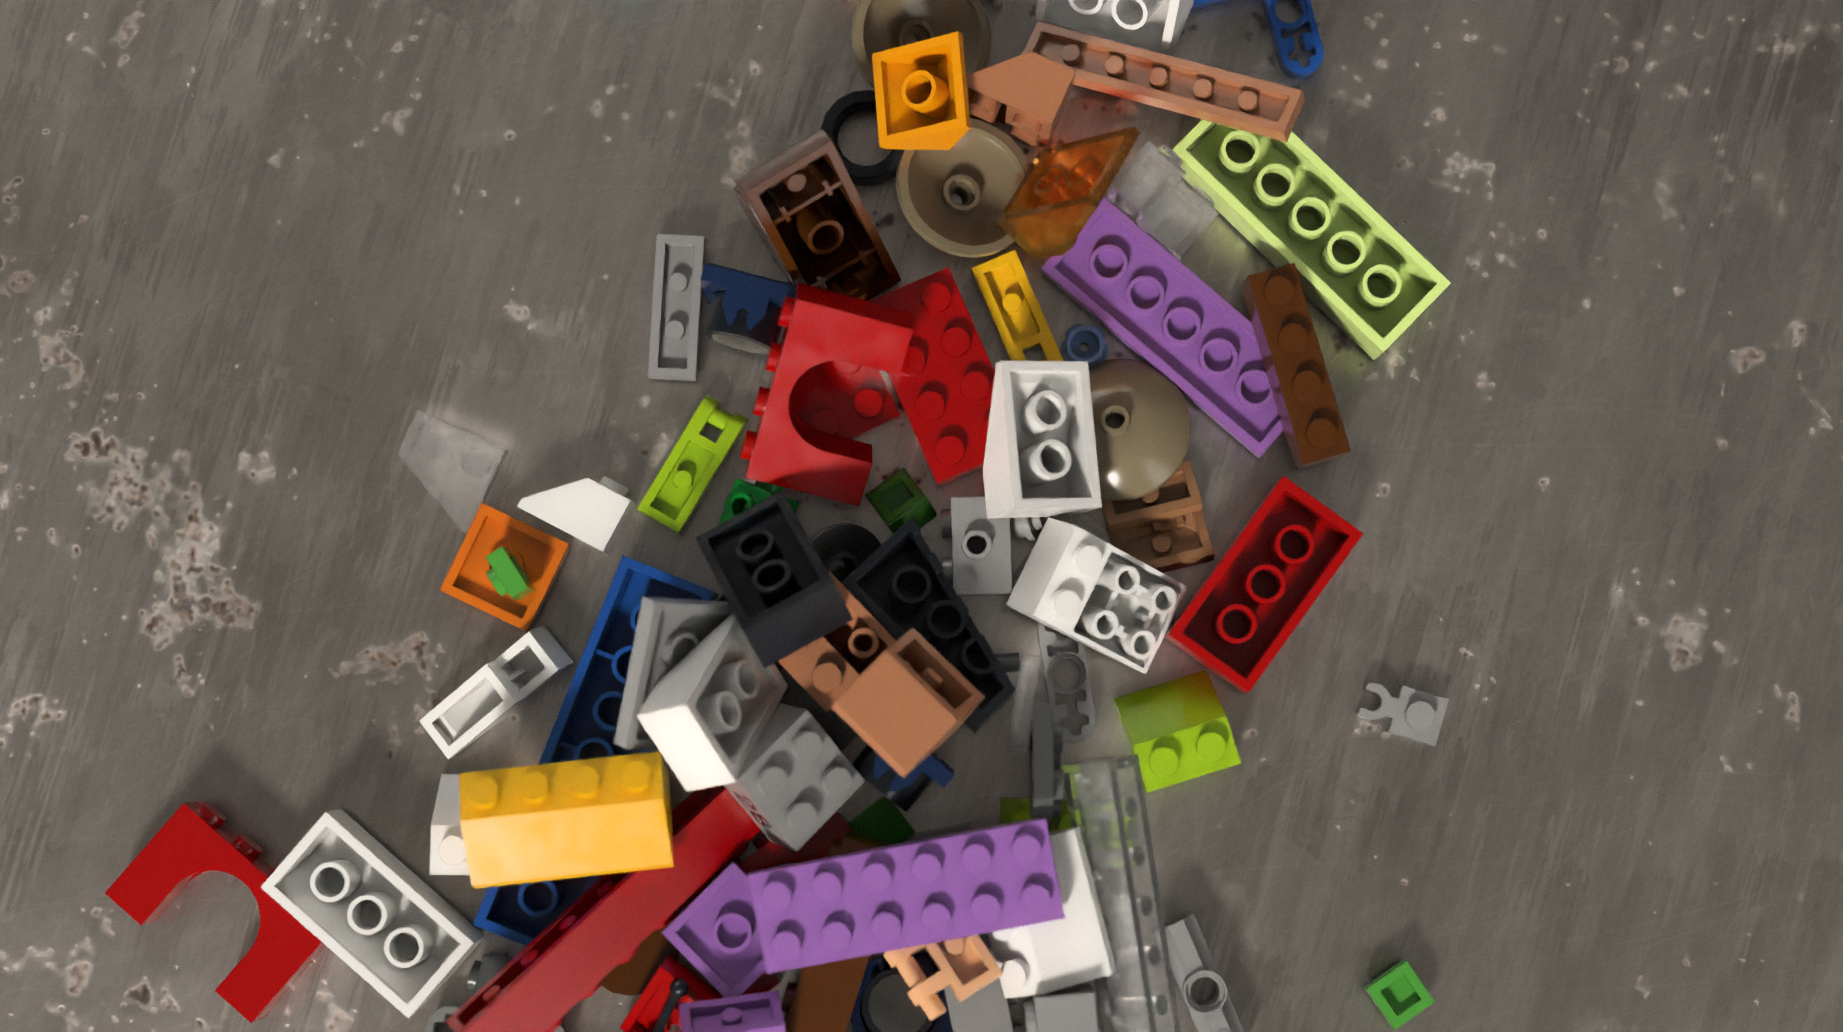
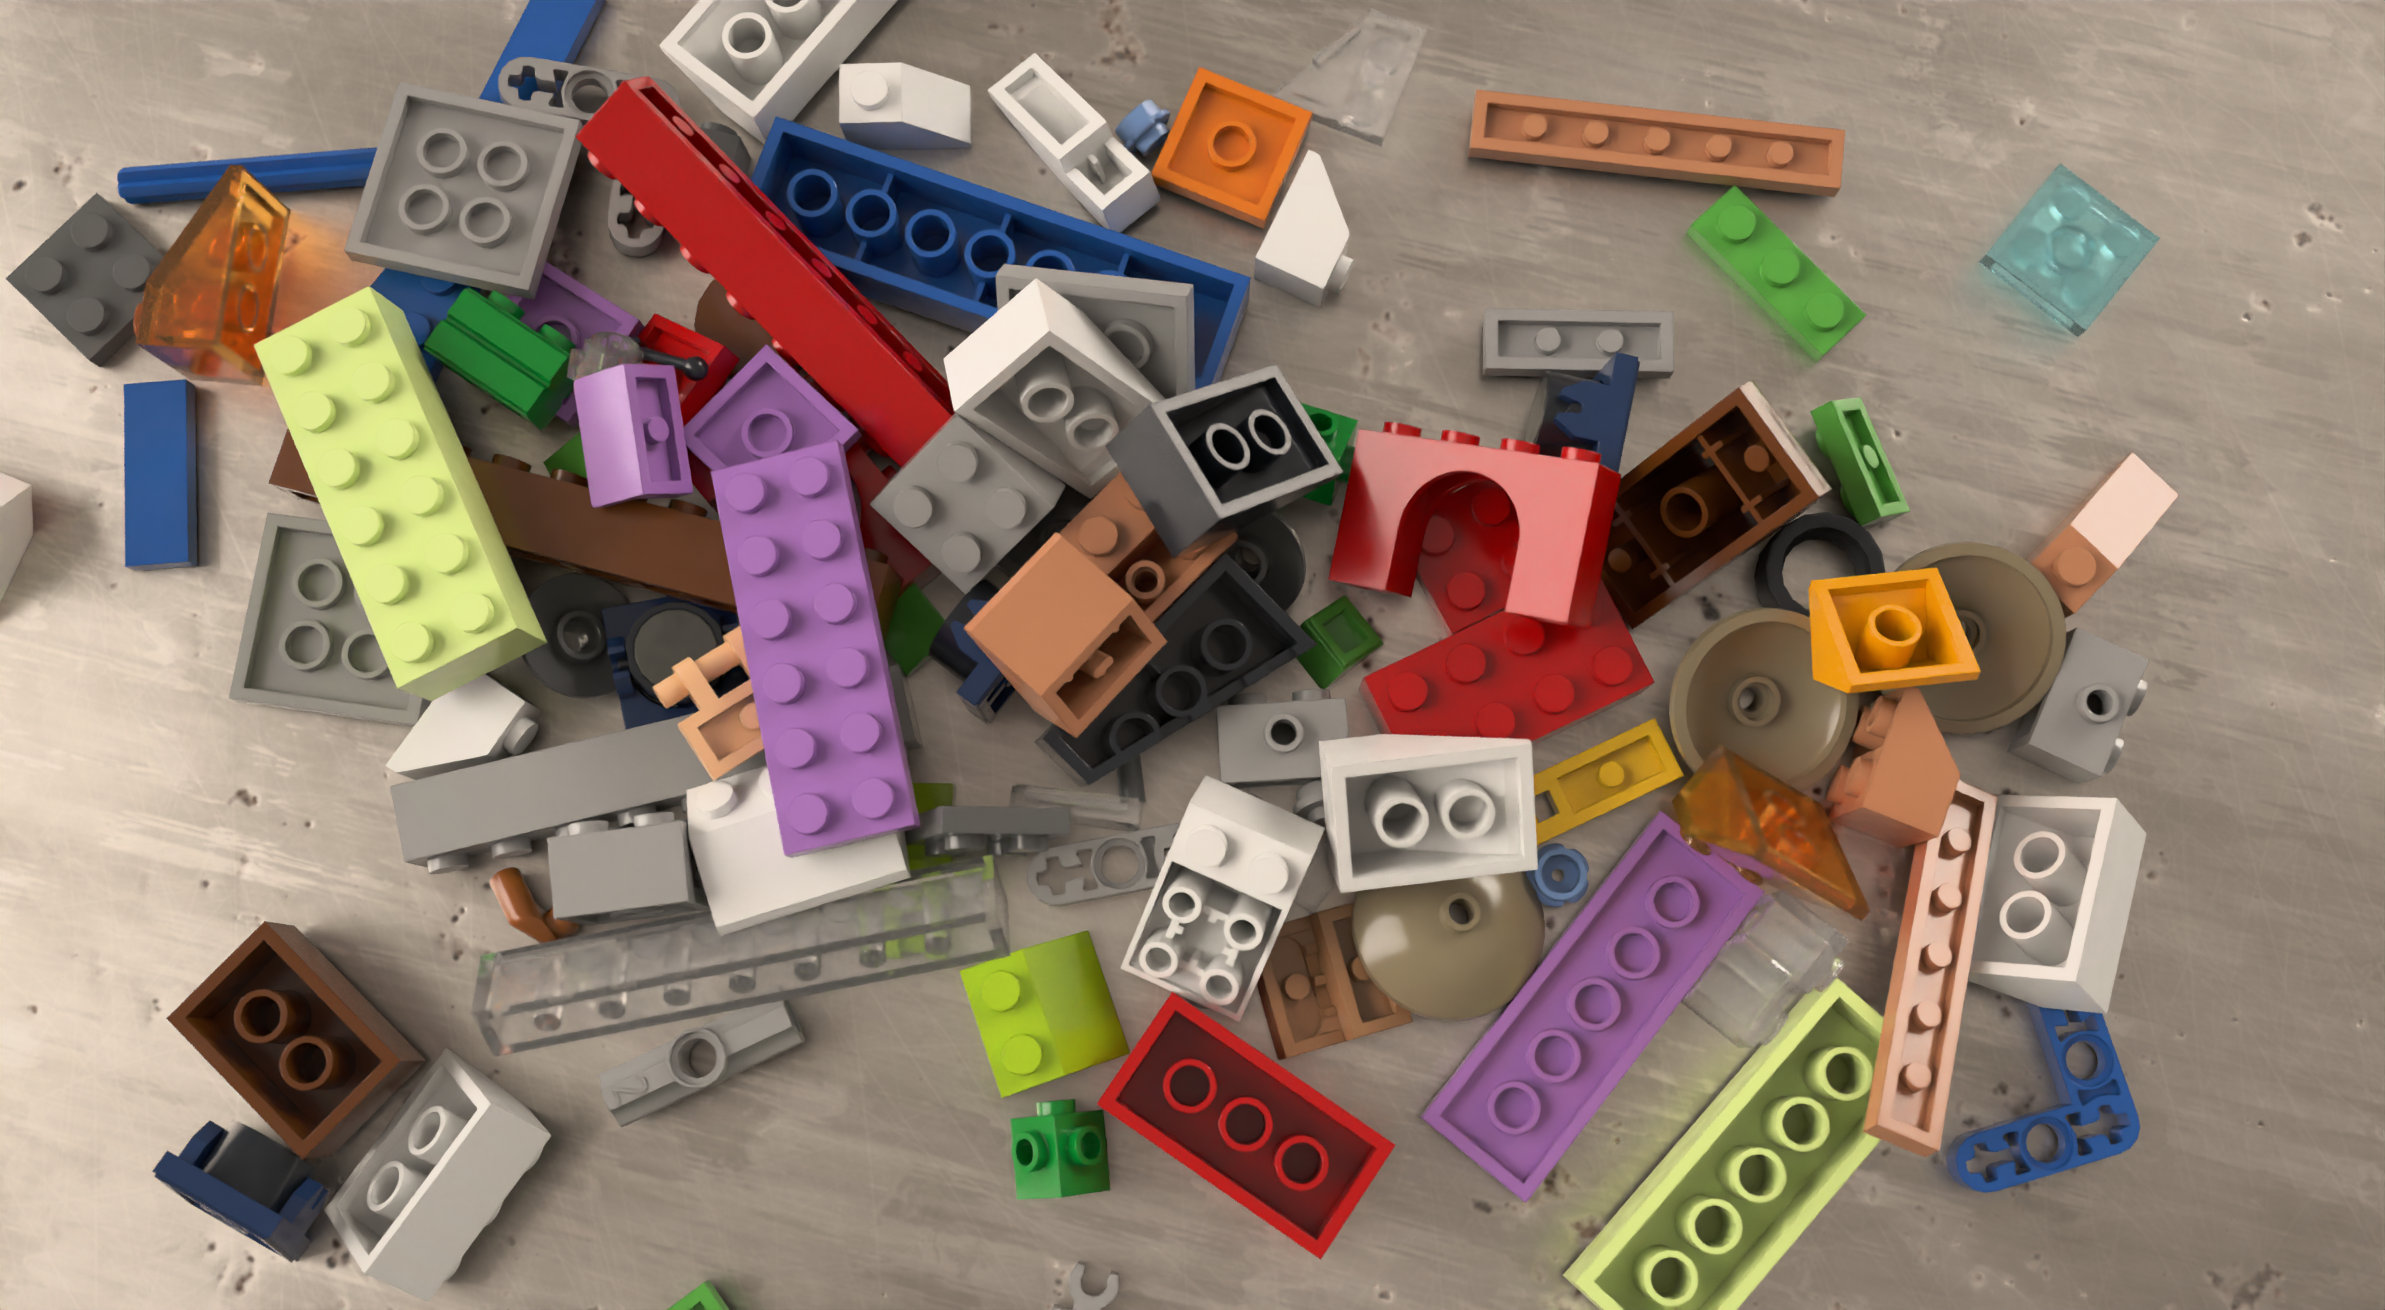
camera: 85 degrees right, 5 degrees down
(486, 635) = (1144, 128): none -> medium blue plate
(508, 575) = (1221, 142): bright green plate -> none
(518, 238) = (1657, 143): none -> nougat plate
(567, 819) = (905, 212): yellow slope -> none
(626, 152) = (1775, 273): none -> bright green plate
(692, 466) = (1372, 370): lime plate -> none
(780, 101) = (1860, 461): none -> bright green plate
(1279, 722) = (1059, 1151): none -> green brick
(1295, 366) = (1548, 1158): reddish brown brick -> none

